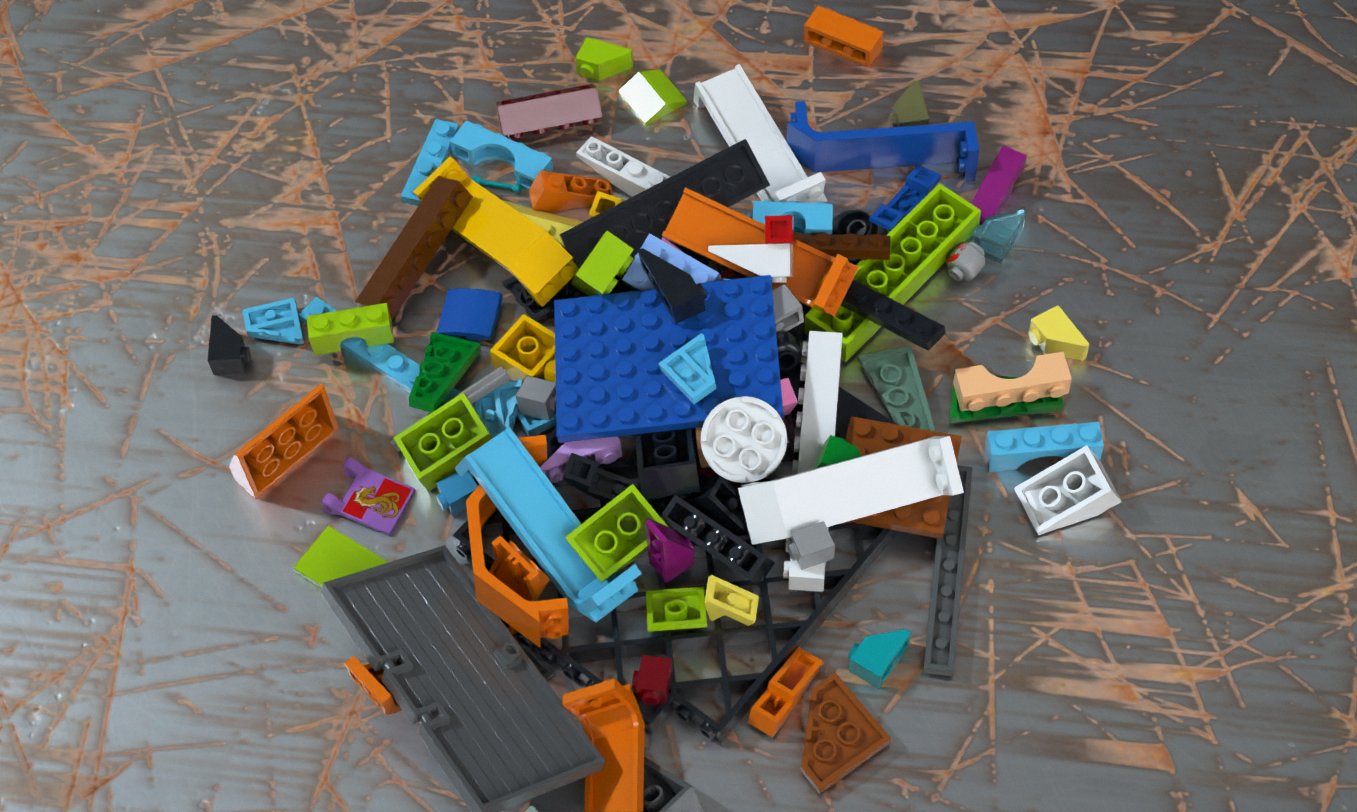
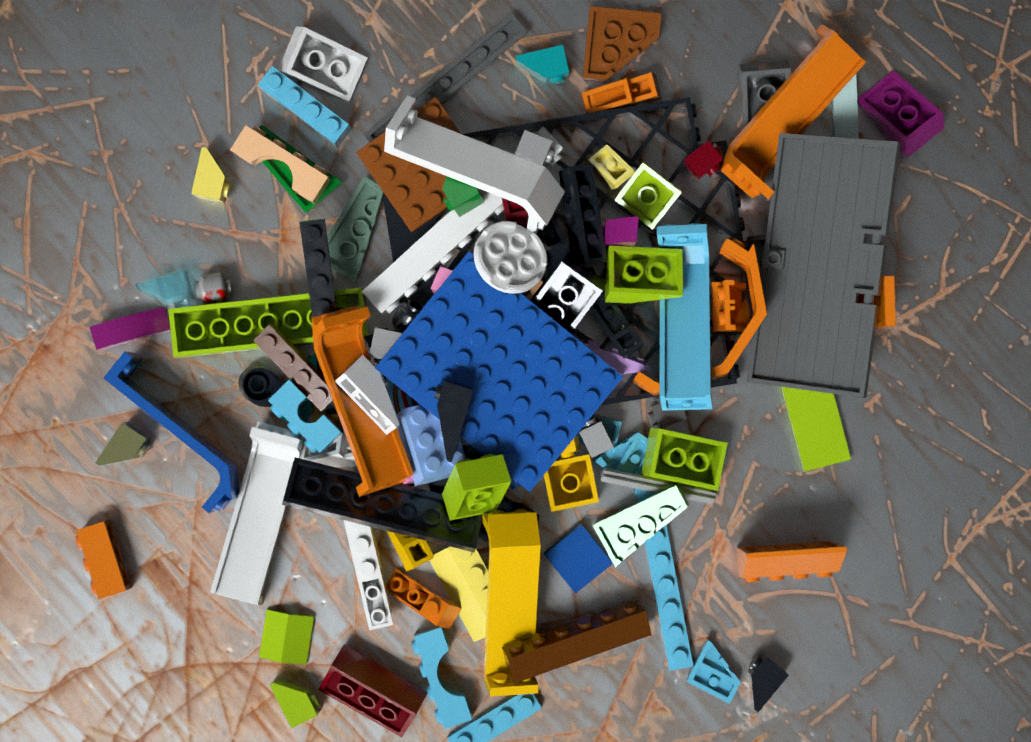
camera: 135 degrees left, 30 degrees up
(367, 322) = (675, 610): lime arch -> none
(371, 499) = (760, 468): flag -> none
(454, 492) = (704, 420): dark azure brick -> none
(516, 187) = (475, 675): teal hinge -> none
(691, 369) = (500, 334): medium azure wing -> none
(779, 229) = (342, 388): red panel -> none
(917, 187) = (203, 374): blue slope -> none

